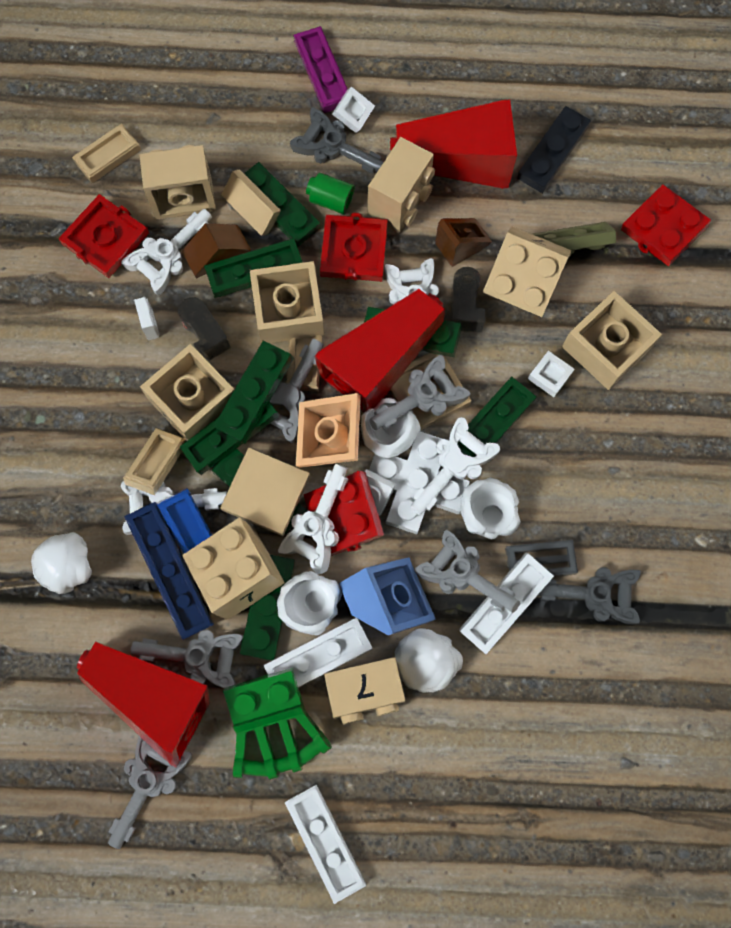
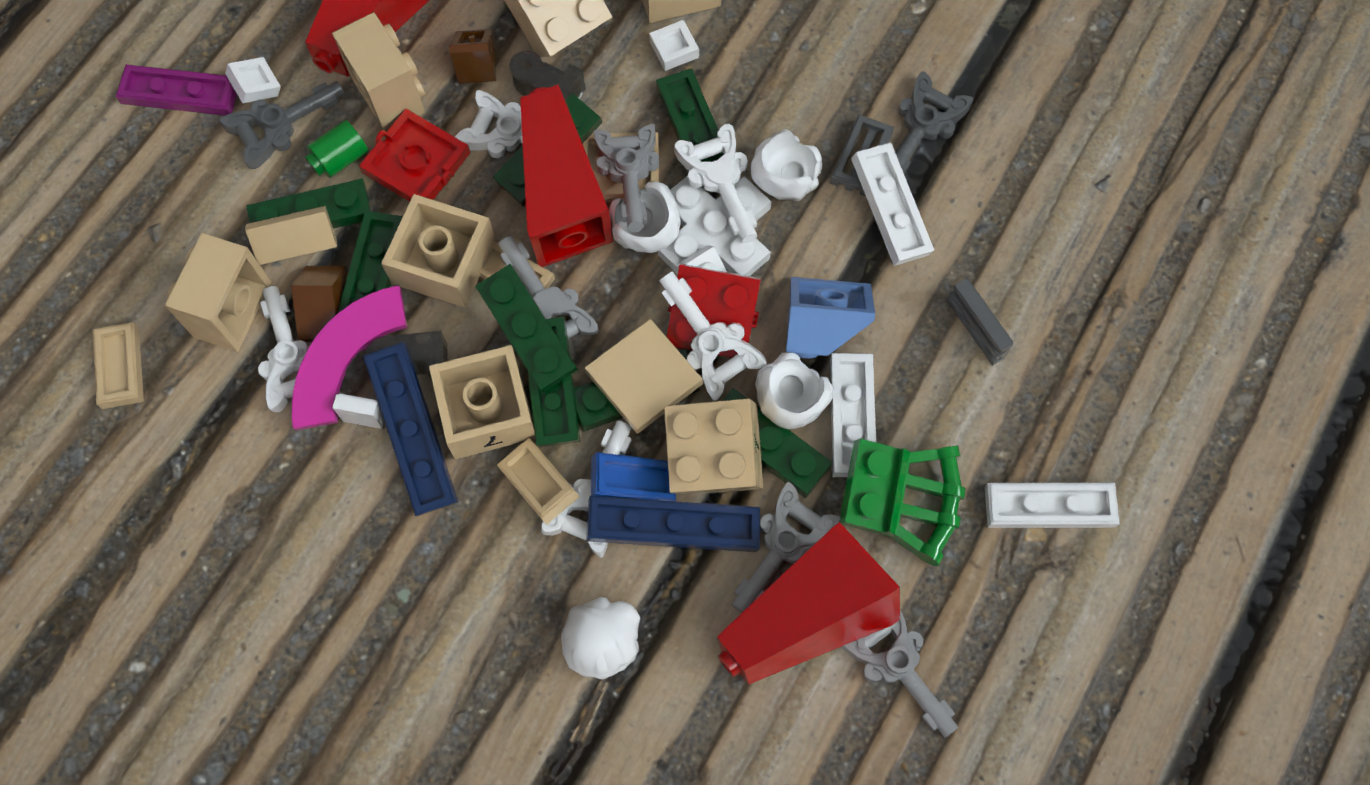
camera: 60 degrees left, 5 degrees down
(104, 235) = (223, 413): red plate -> none
(148, 357) = (410, 429): none -> dark blue tile
(179, 277) = (335, 348): none -> dark pink tile
(328, 430) = (618, 270): light nougat slope -> none
(365, 689) = (918, 377): tan brick -> none
(427, 660) = (912, 308): white hair -> none
(444, 718) = (980, 321): none -> dark grey tile
(464, 573) = (840, 226): light grey piece -> none

